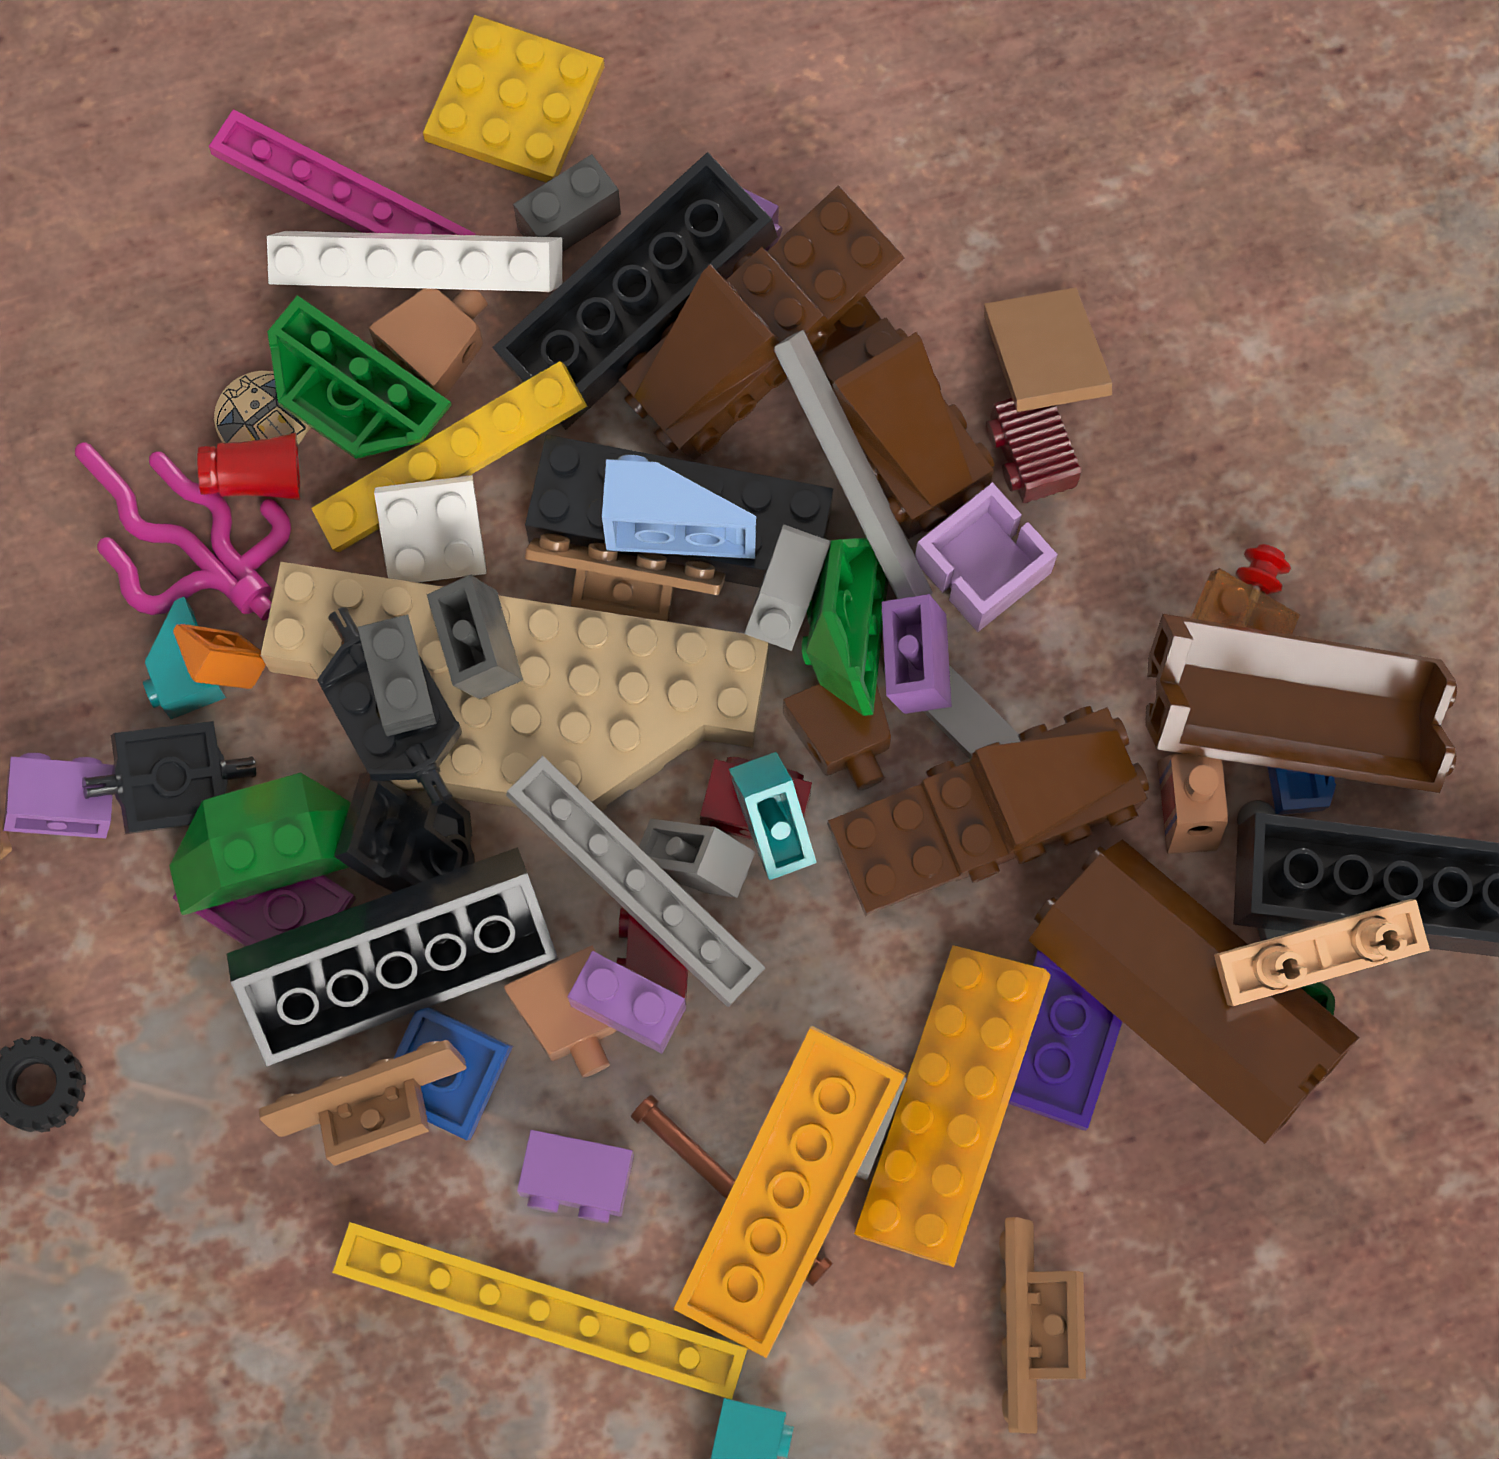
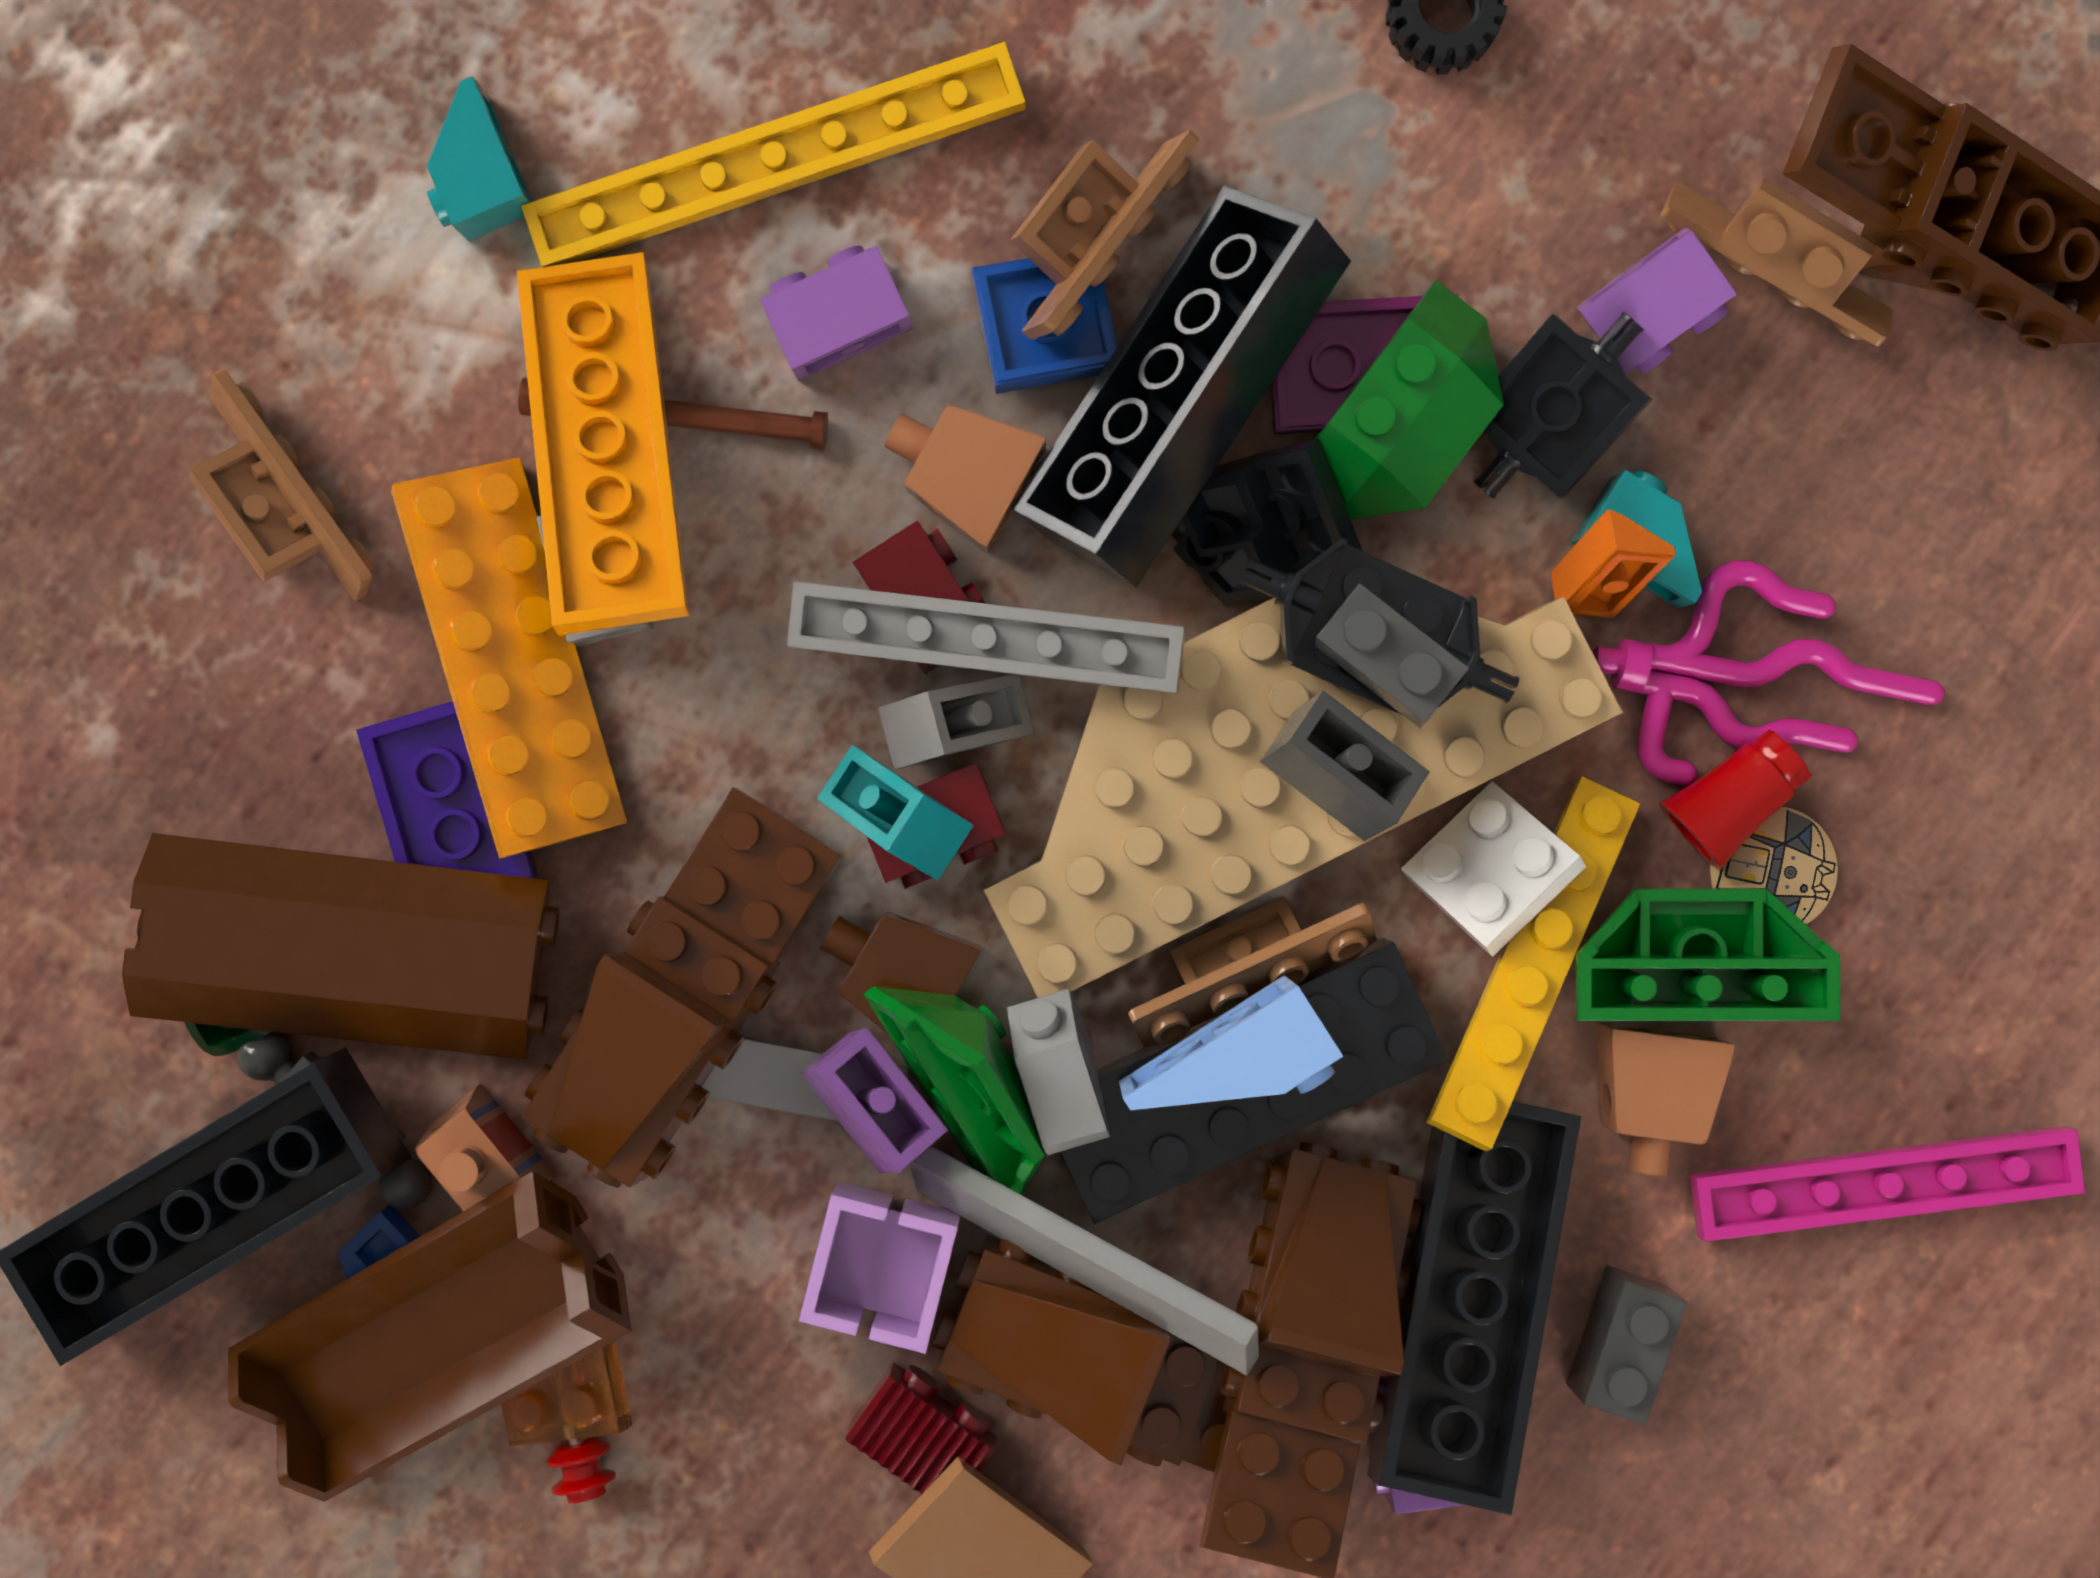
camera: 145 degrees right, 15 degrees up
(415, 261) = (1742, 1156): white brick -> none
(513, 99) = (1785, 1434): yellow plate -> none
(627, 1002) = (898, 503): medium lavender brick -> none
(1321, 952) = (207, 1072): light nougat plate -> none

